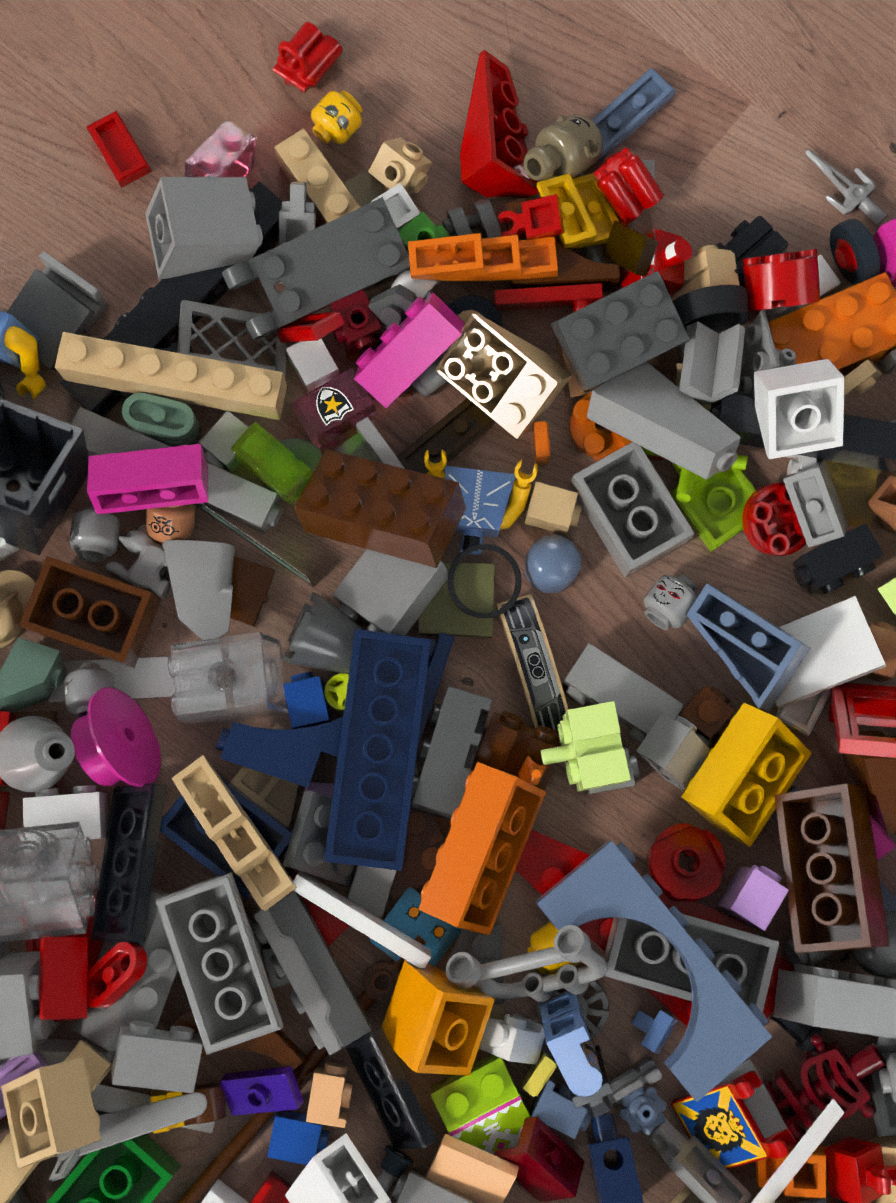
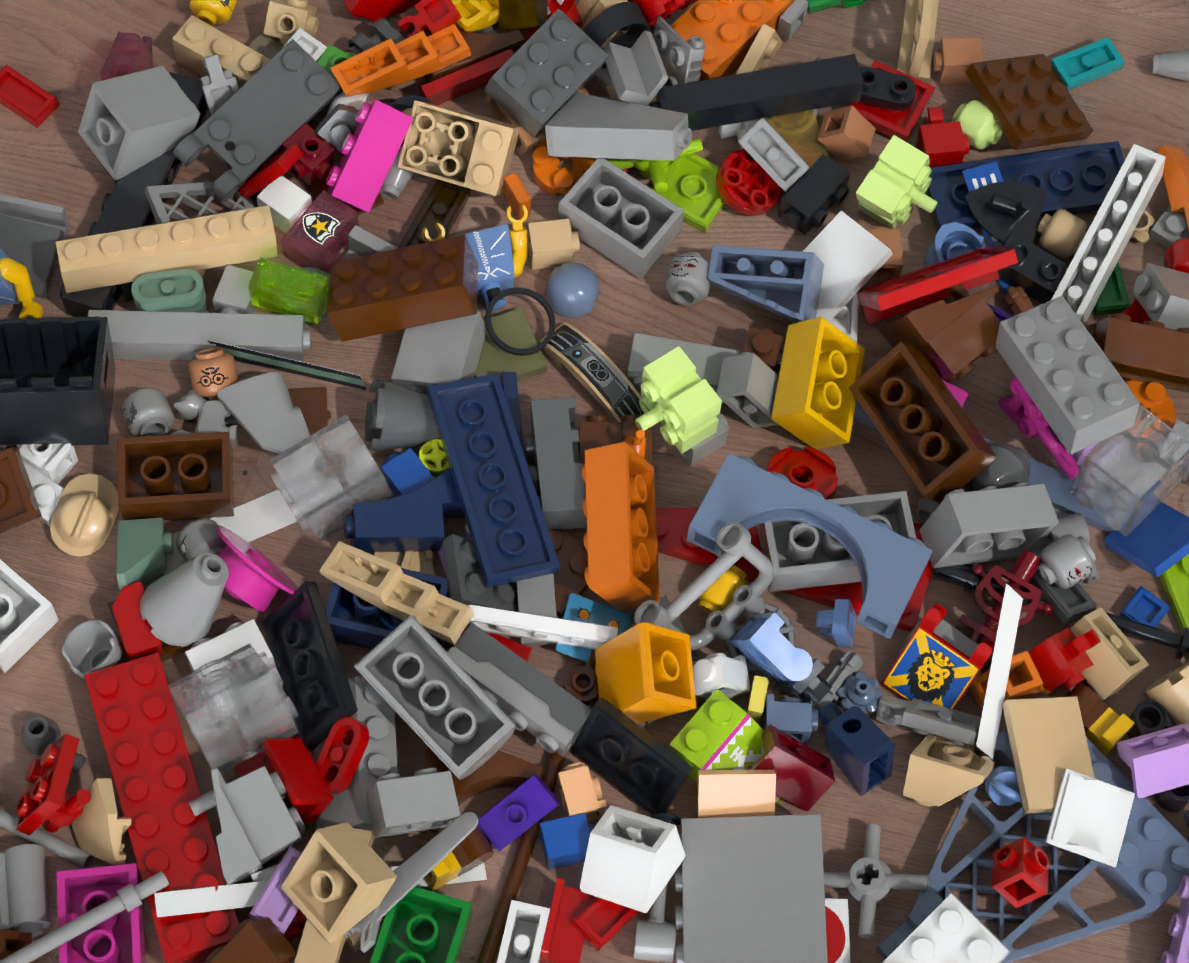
camera: 30 degrees left, 15 degrees down
(148, 479) = (185, 337): dark pink brick -> none
(753, 896) = (870, 469): lavender brick -> none
(800, 408) = (725, 74): white slope -> none

